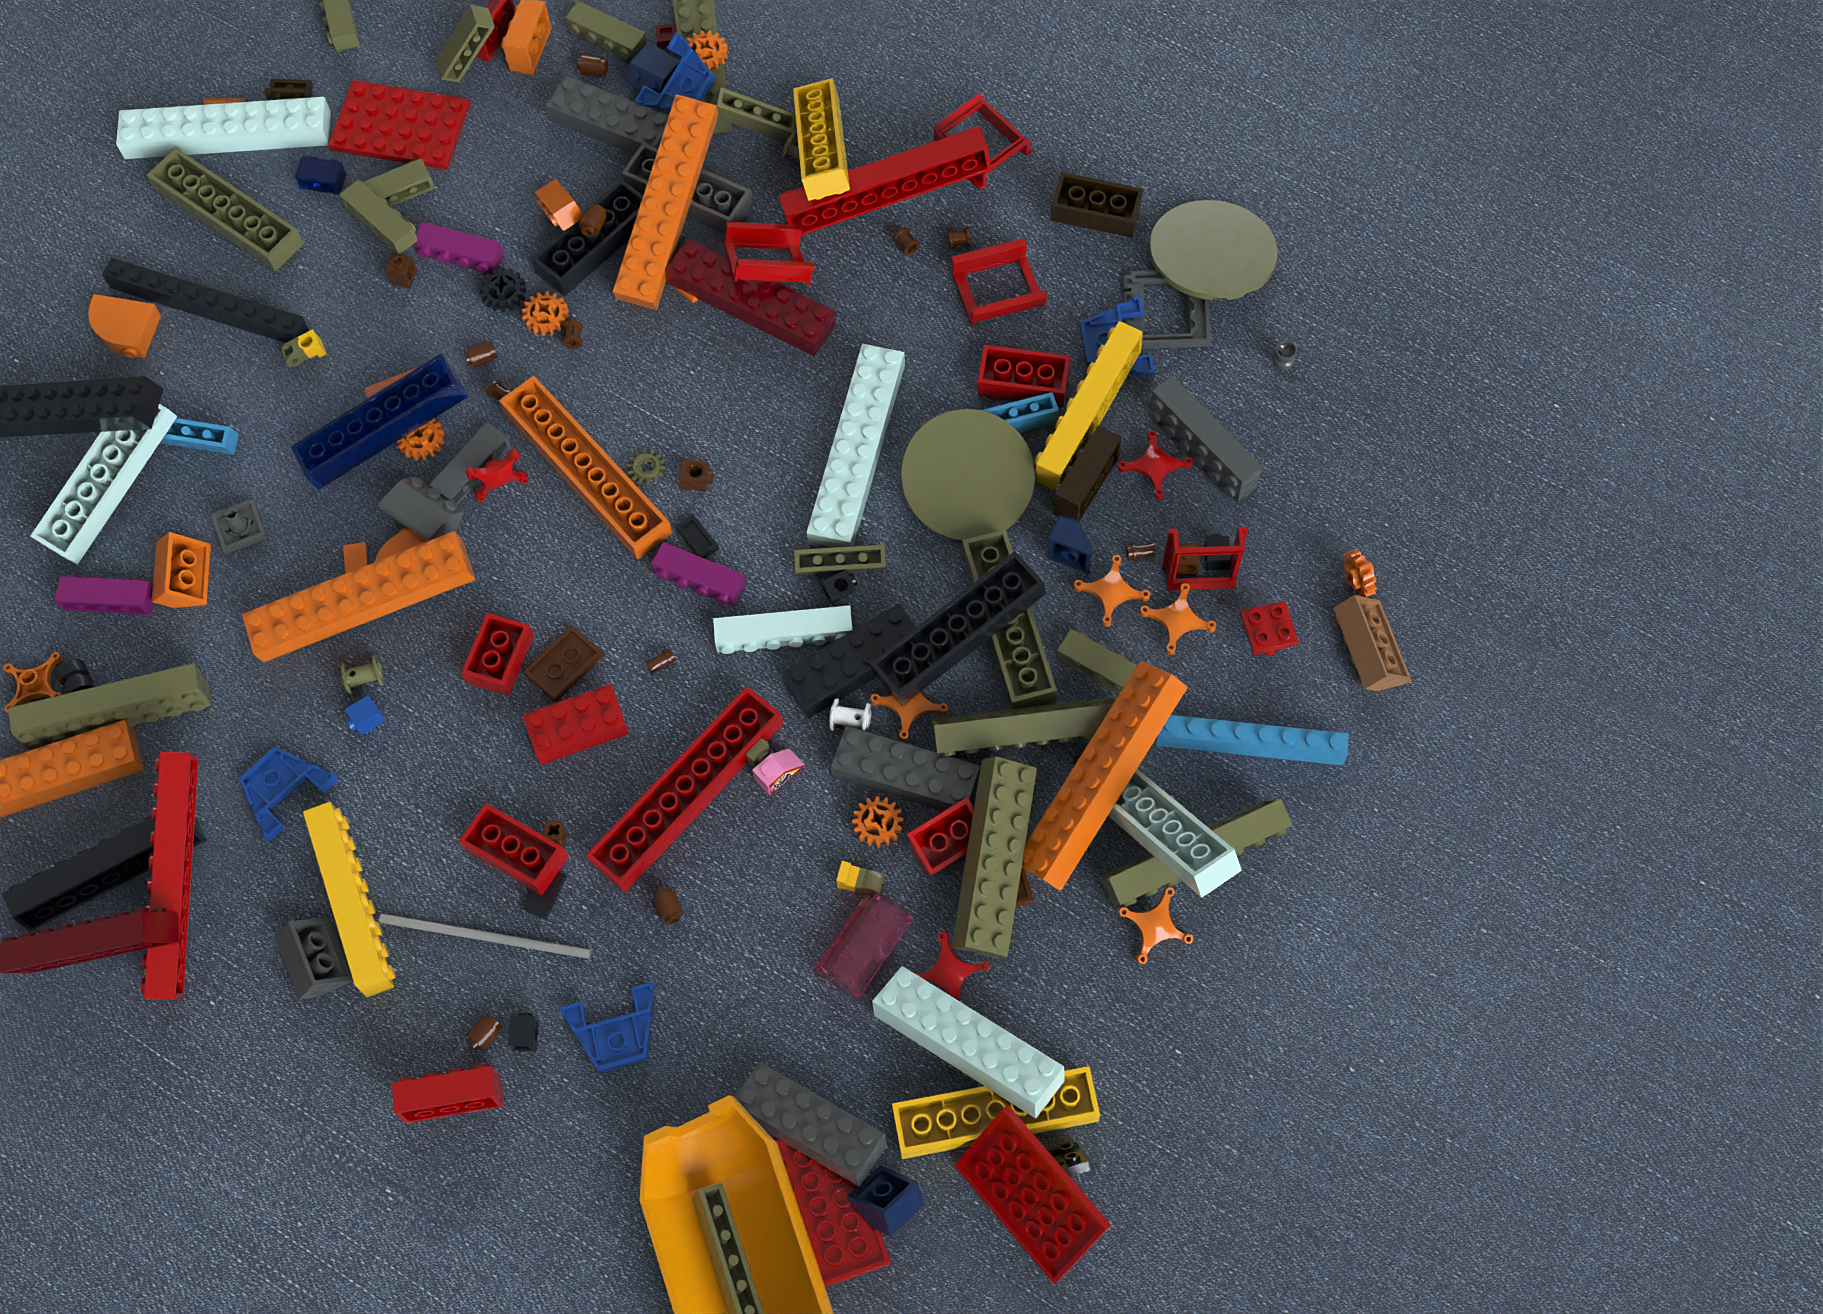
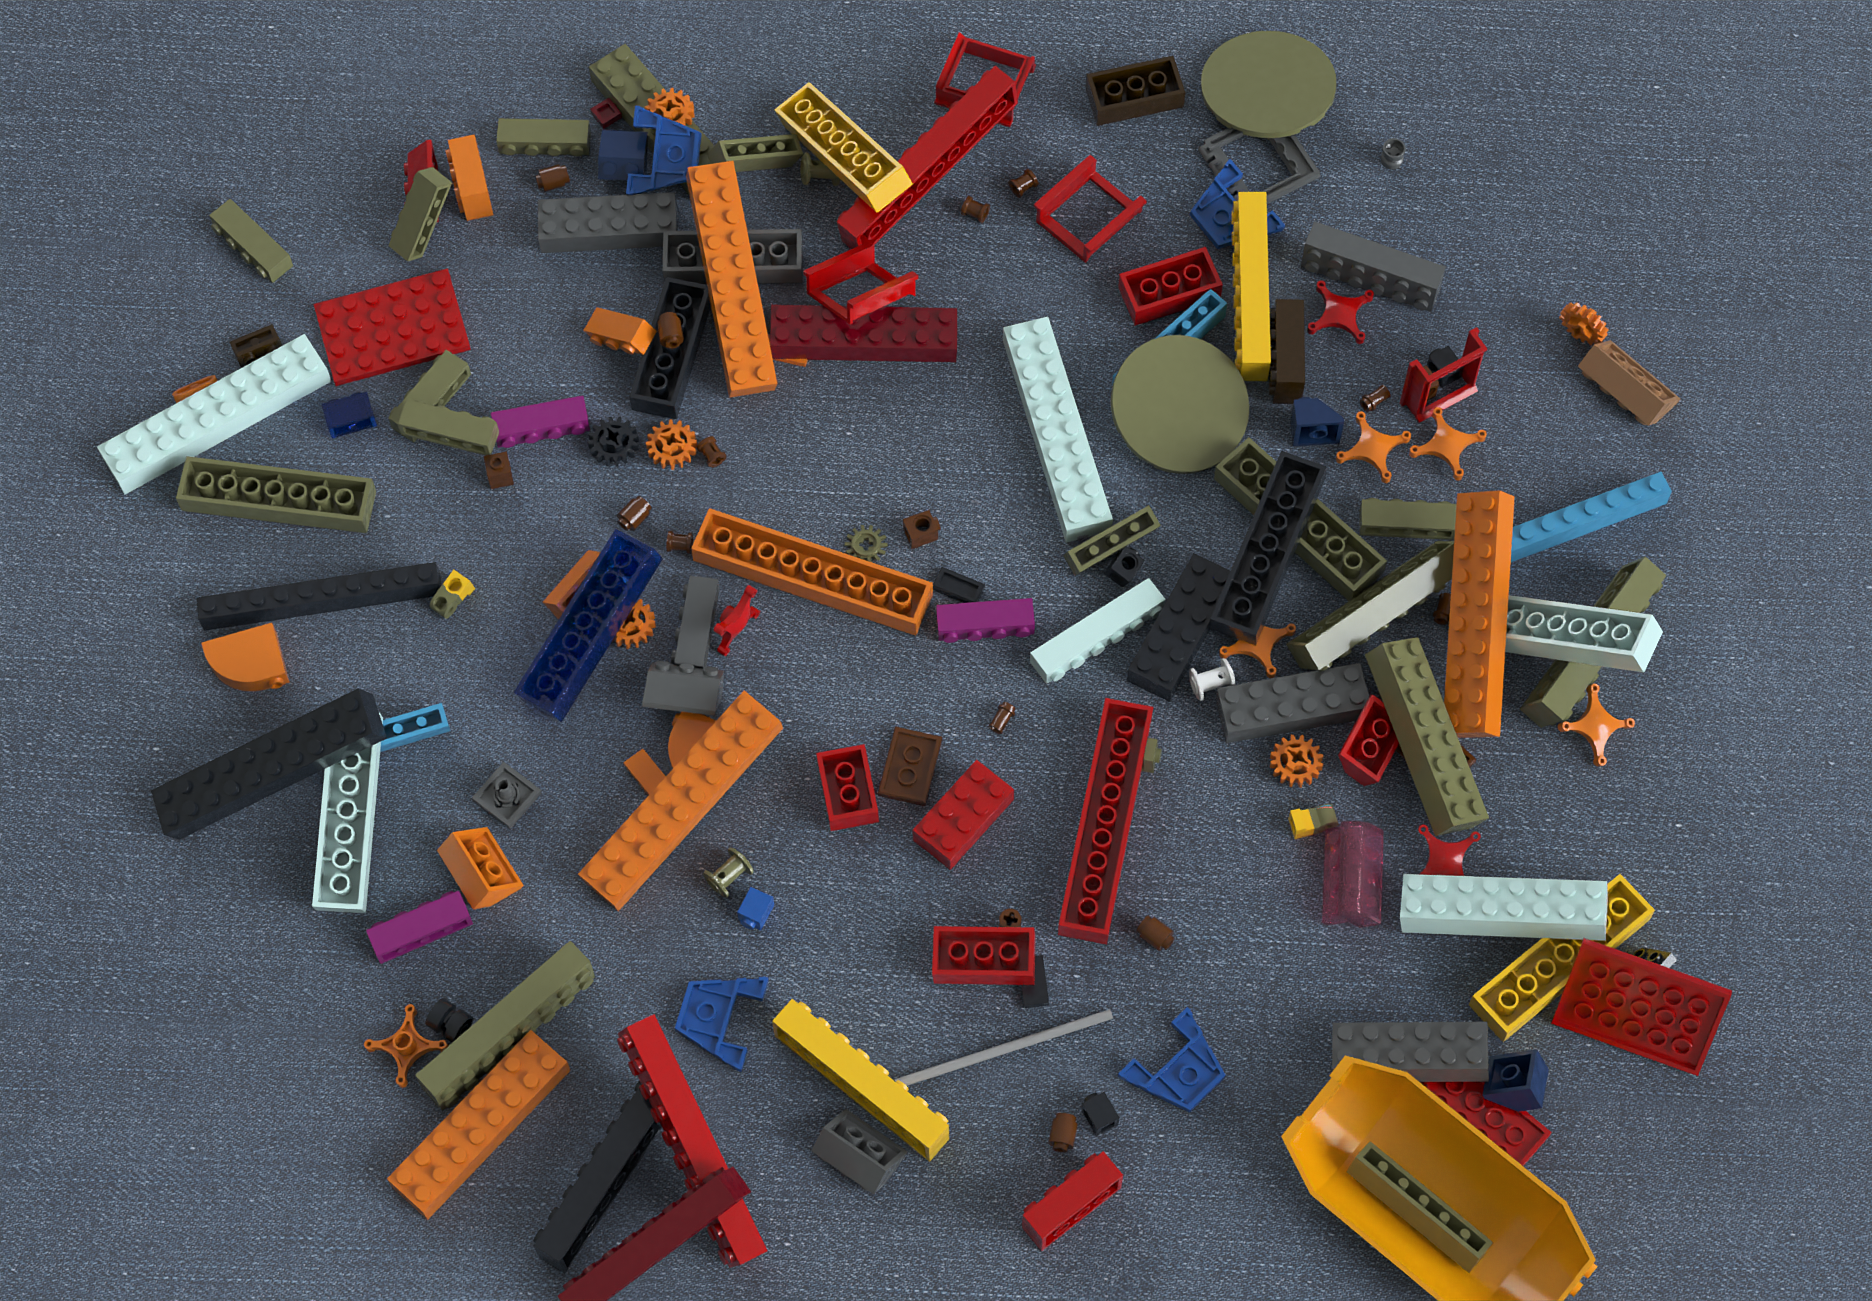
camera: 30 degrees left, 0 degrees up
(776, 770) = (1175, 762): bright pink slope -> none
(1269, 628) = (1536, 411): red plate -> none

